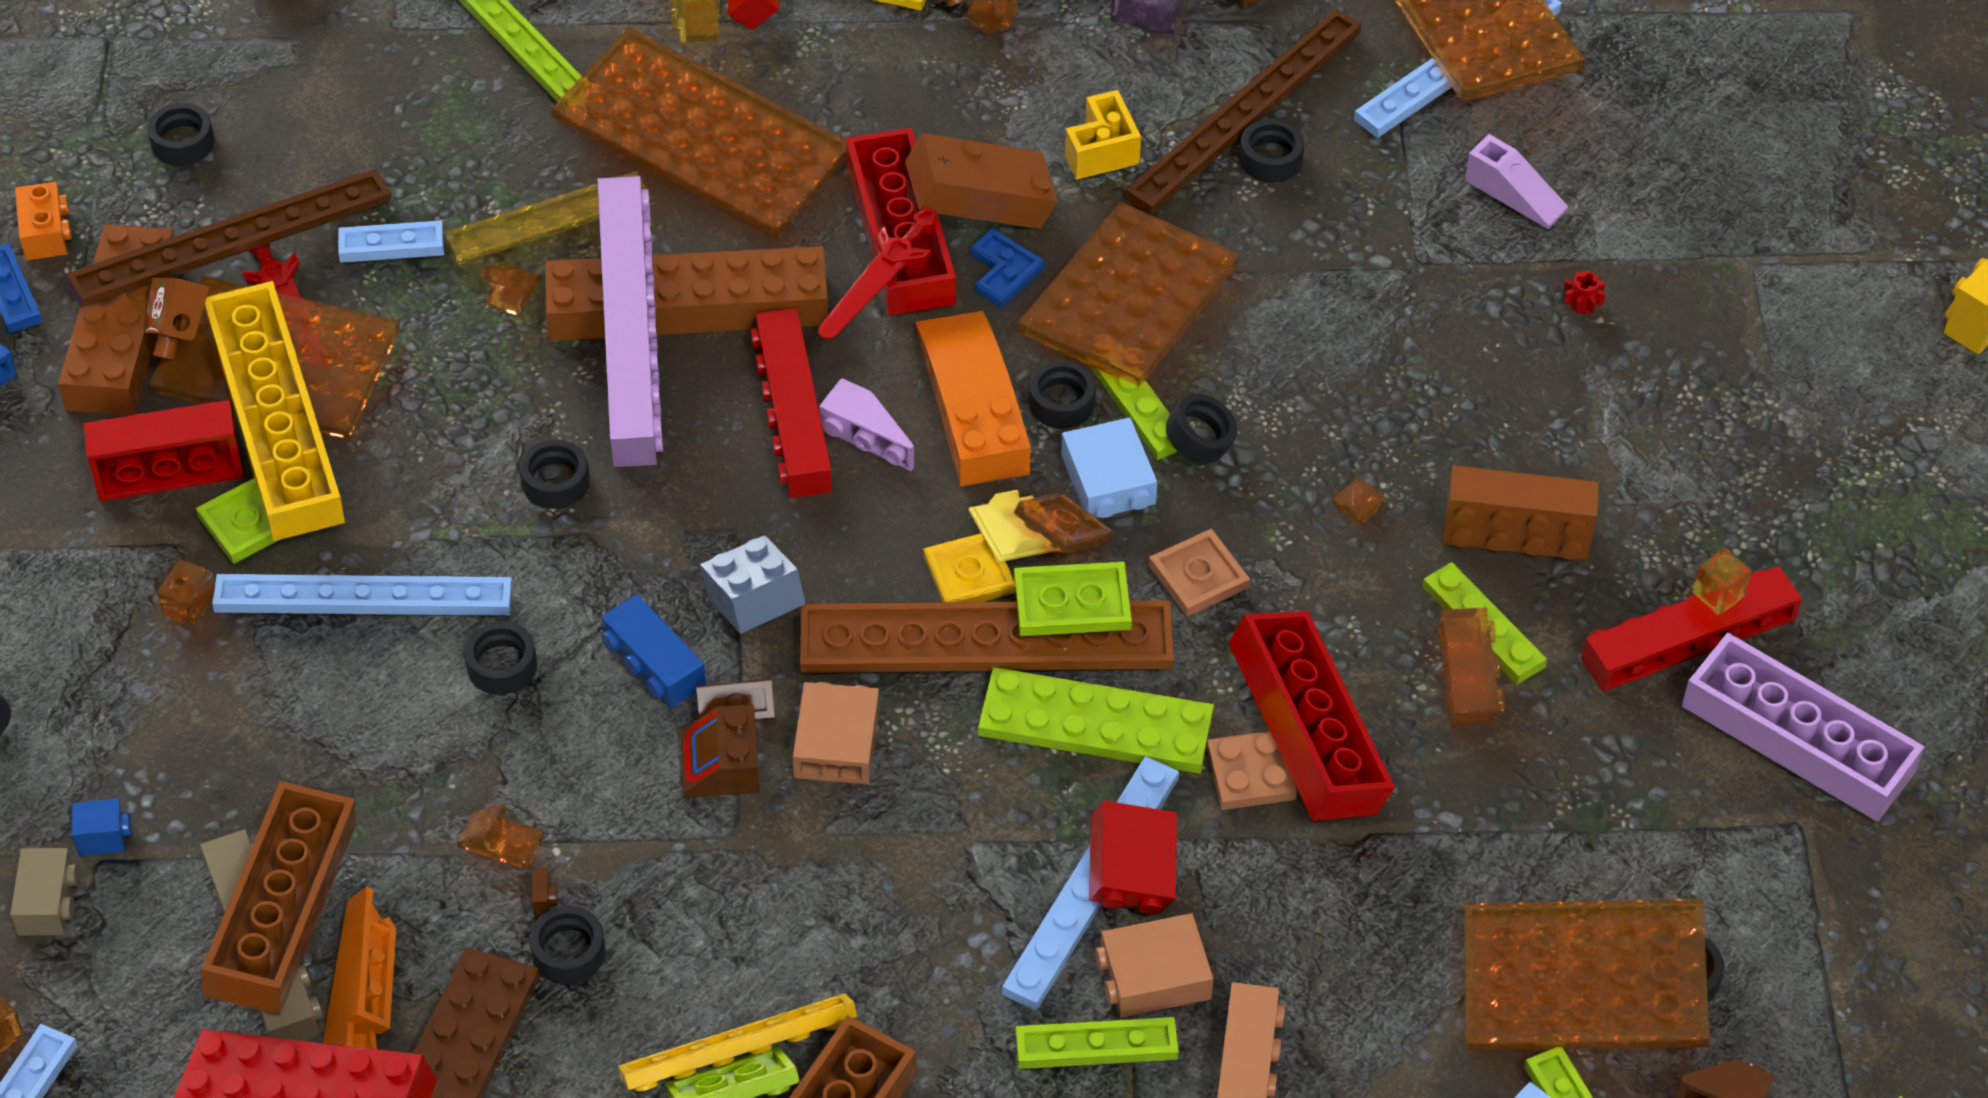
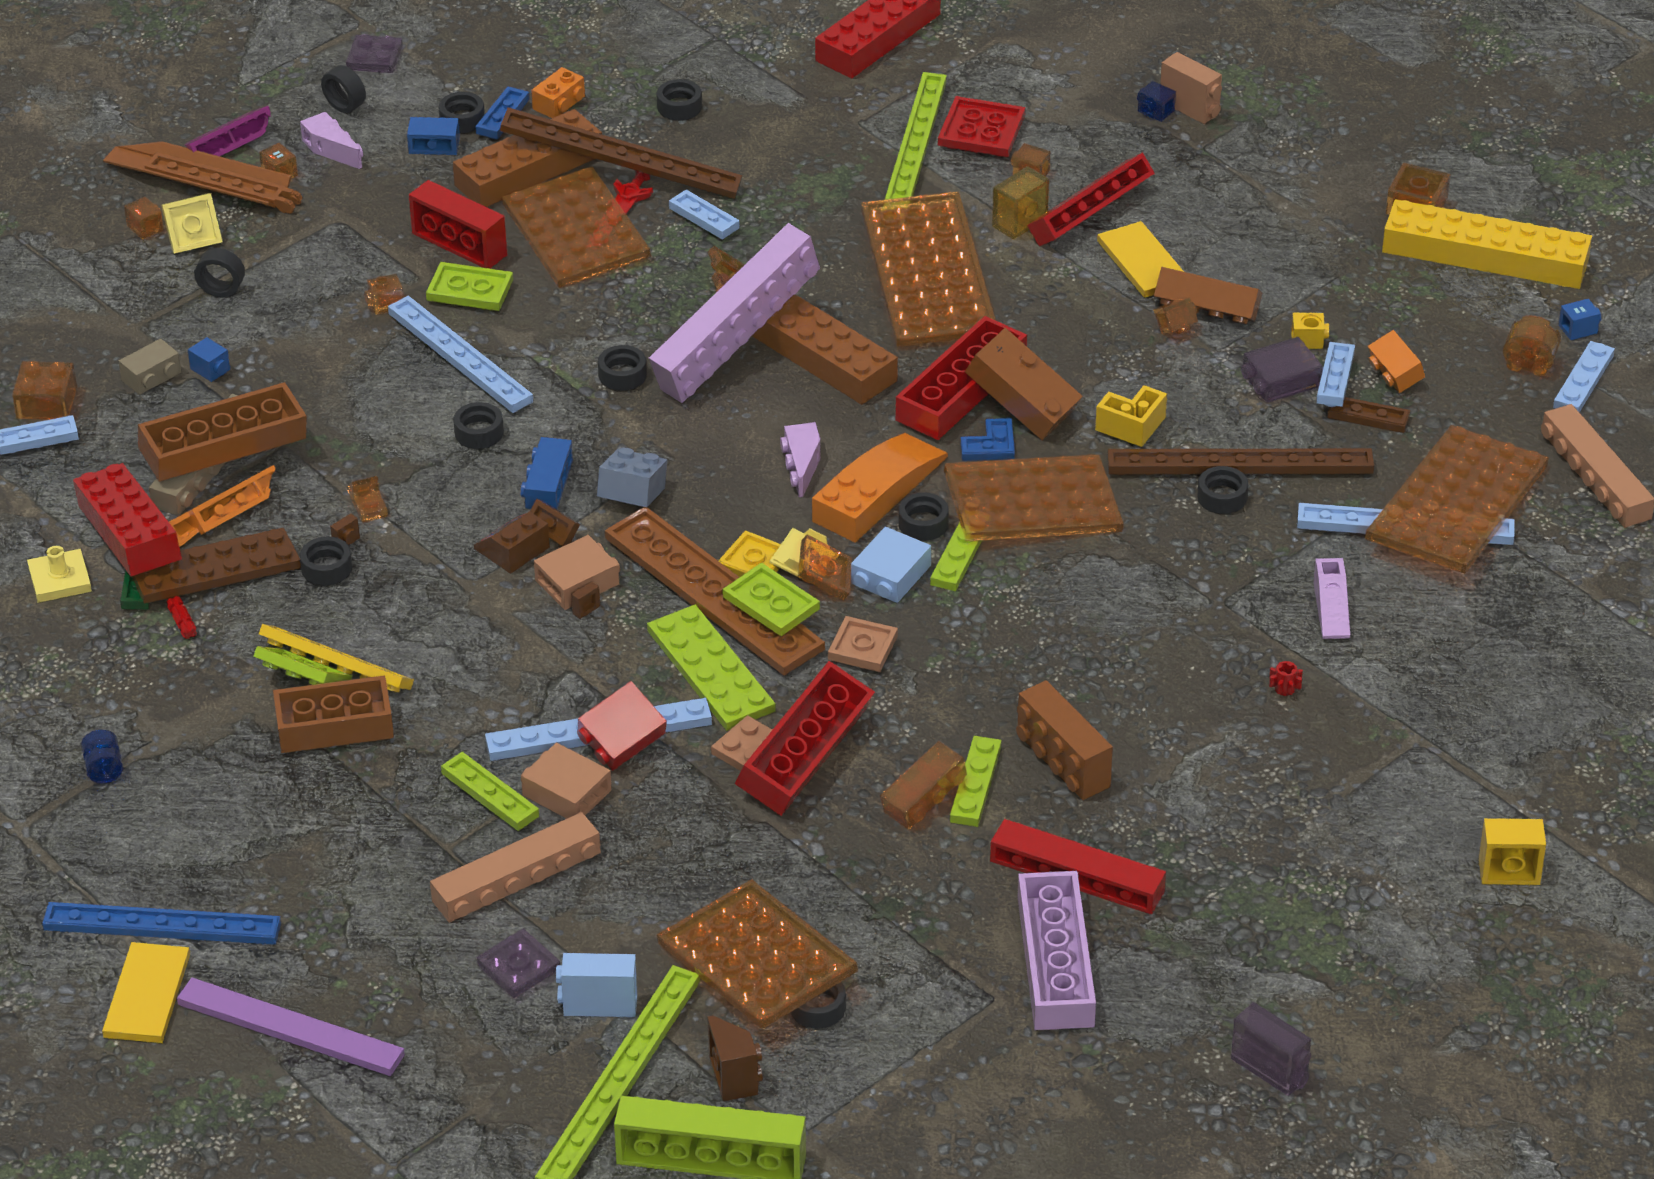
camera: 50 degrees right, 10 degrees down
(173, 313) = (548, 160): dark orange torso -> none
(274, 411) = (523, 238): yellow brick -> none
(526, 223) = (830, 265): clear yellow plate -> none
(793, 403) = (798, 405): red brick -> none
(886, 755) = (585, 600): none -> reddish brown plate
(893, 256) = (921, 382): red sword -> none
(1191, 444) = (955, 595): black tyre -> none
(1359, 501) = (1001, 679): clear orange tile -> none
(1722, 581) = (1110, 844): clear yellow brick -> none

